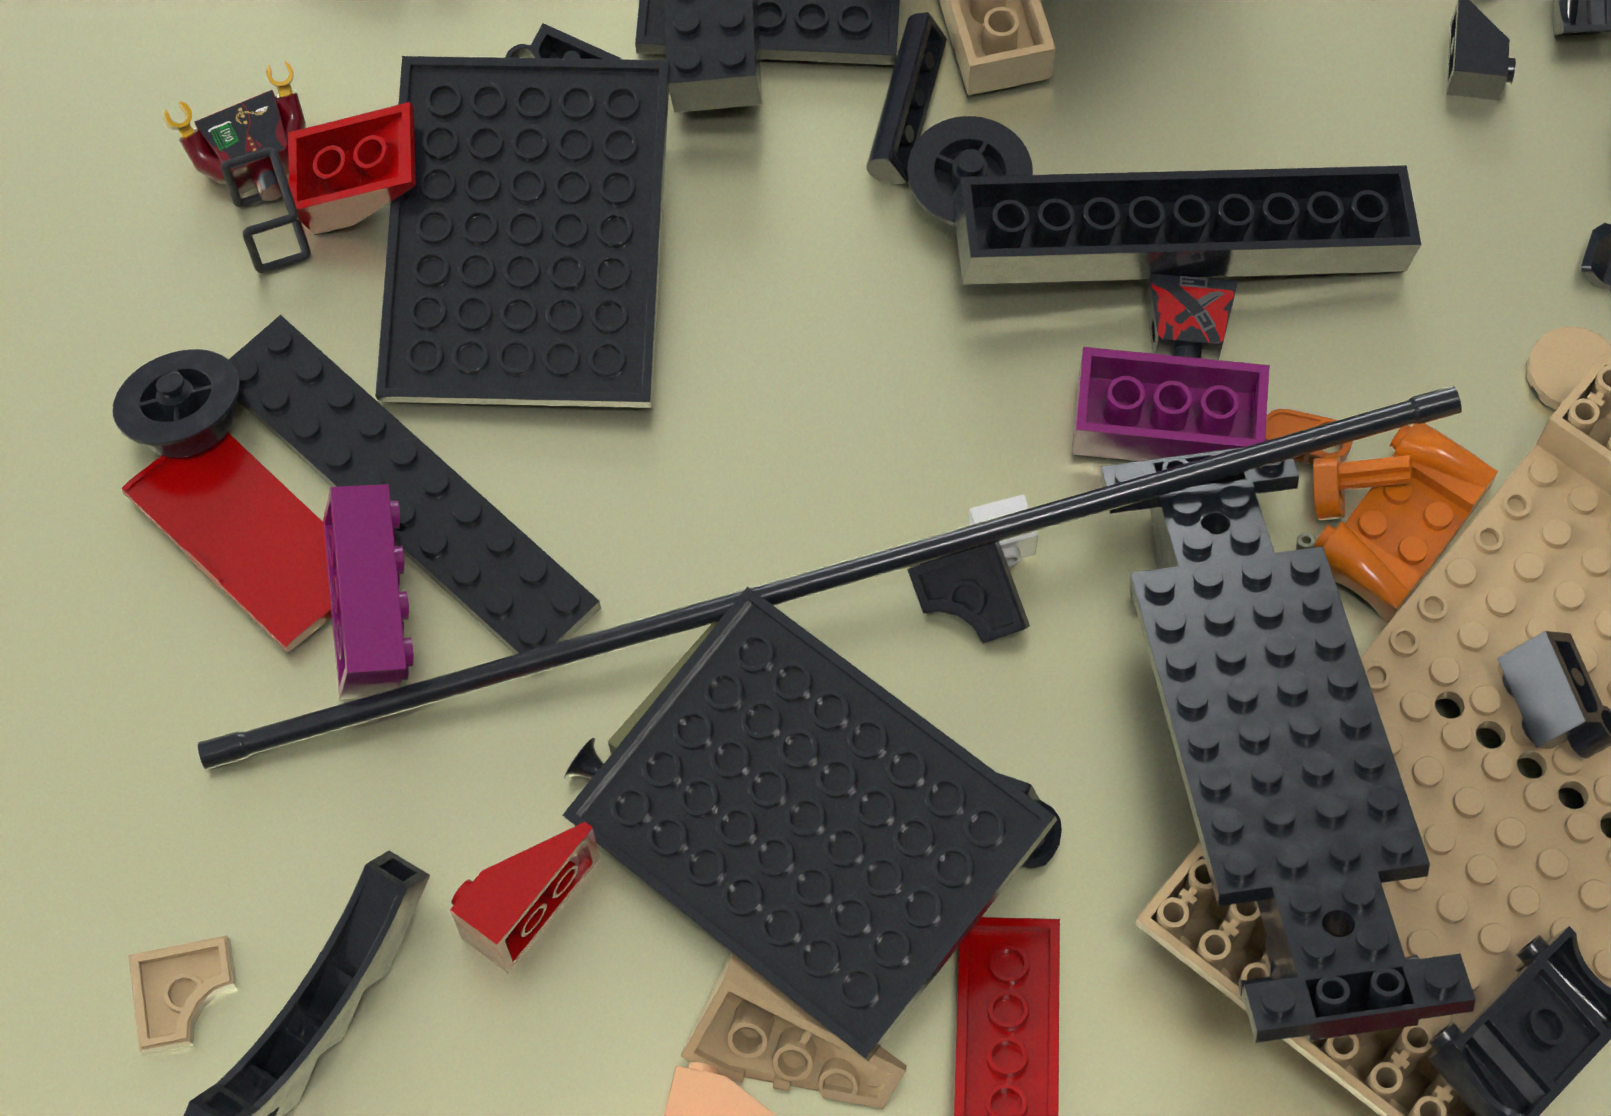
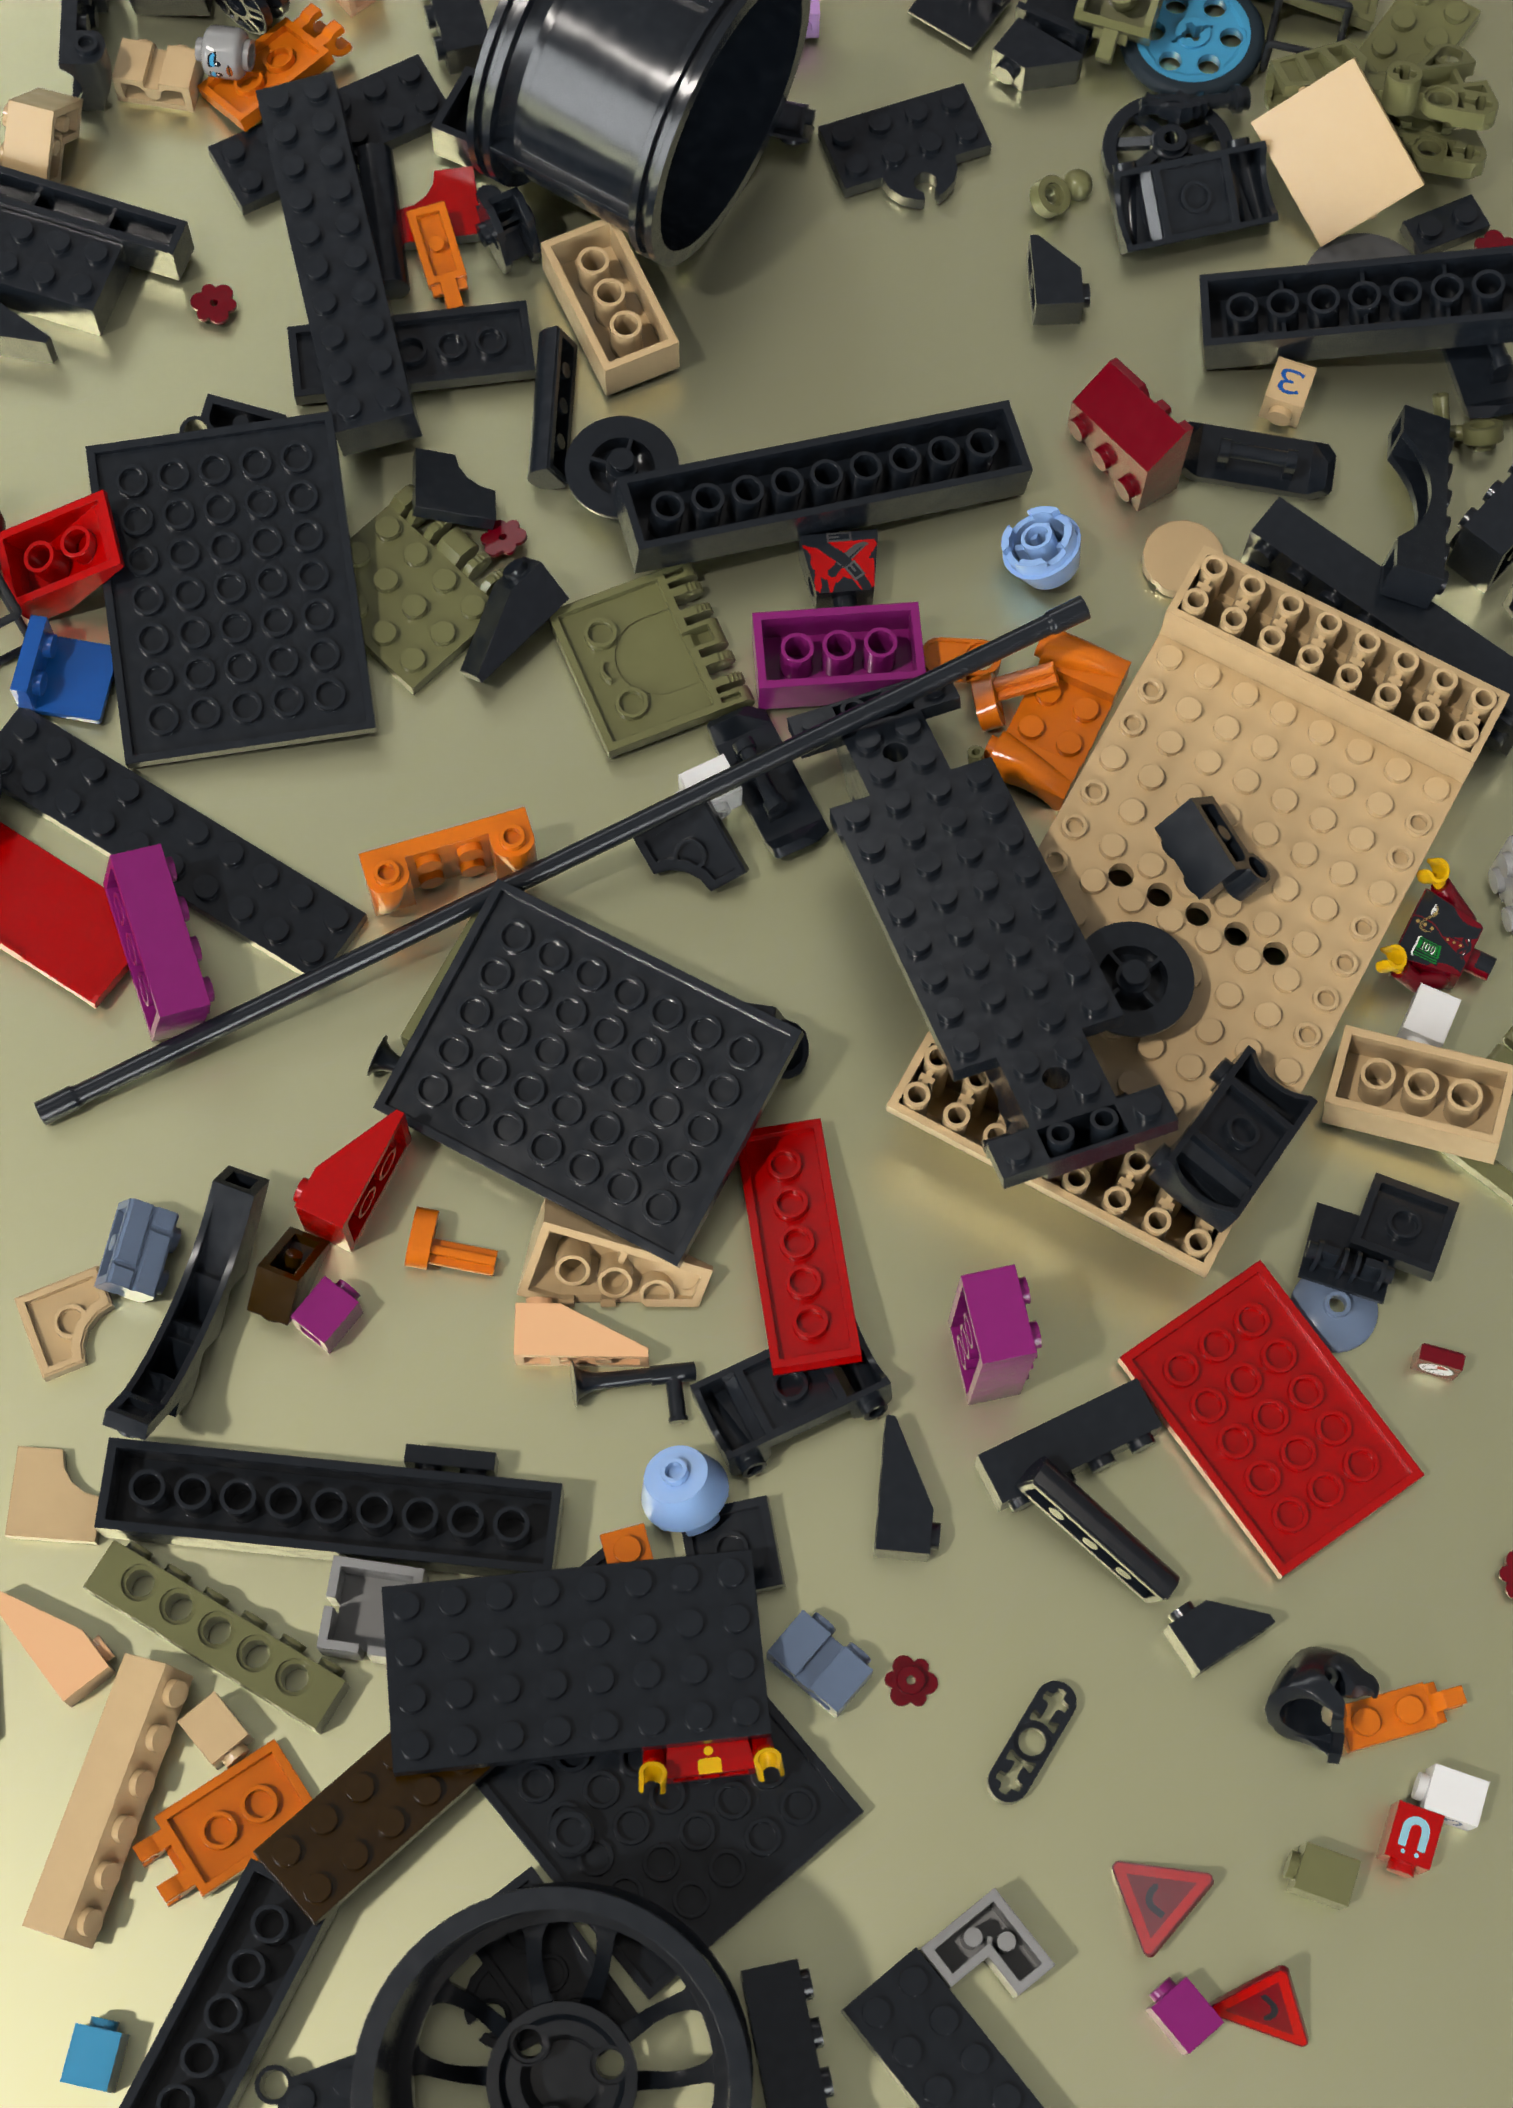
camera: 15 degrees left, 5 degrees up
(273, 927) = (138, 1251): none -> sand blue brick
(328, 290) = (62, 674): none -> blue bracket
(430, 986) = (287, 1275): none -> dark brown slope
(466, 1037) = (328, 1313): none -> magenta brick
(590, 986) = (426, 1250): none -> orange piece
(693, 551) = (463, 850): none -> orange piece
(722, 271) = (413, 595): none -> olive hinge
(777, 170) = (447, 494): none -> black tile
(823, 304) = (514, 611): none -> black slope
(828, 225) = (503, 538): none -> dark red plant
(958, 382) = (647, 661): none -> olive hinge
(1075, 553) = (777, 800): none -> black piece
(1418, 331) = (1042, 548): none -> light blue cone
(1462, 823) = (1146, 974): none -> black wheel
(1537, 224) = (1130, 435): none -> dark red wedge

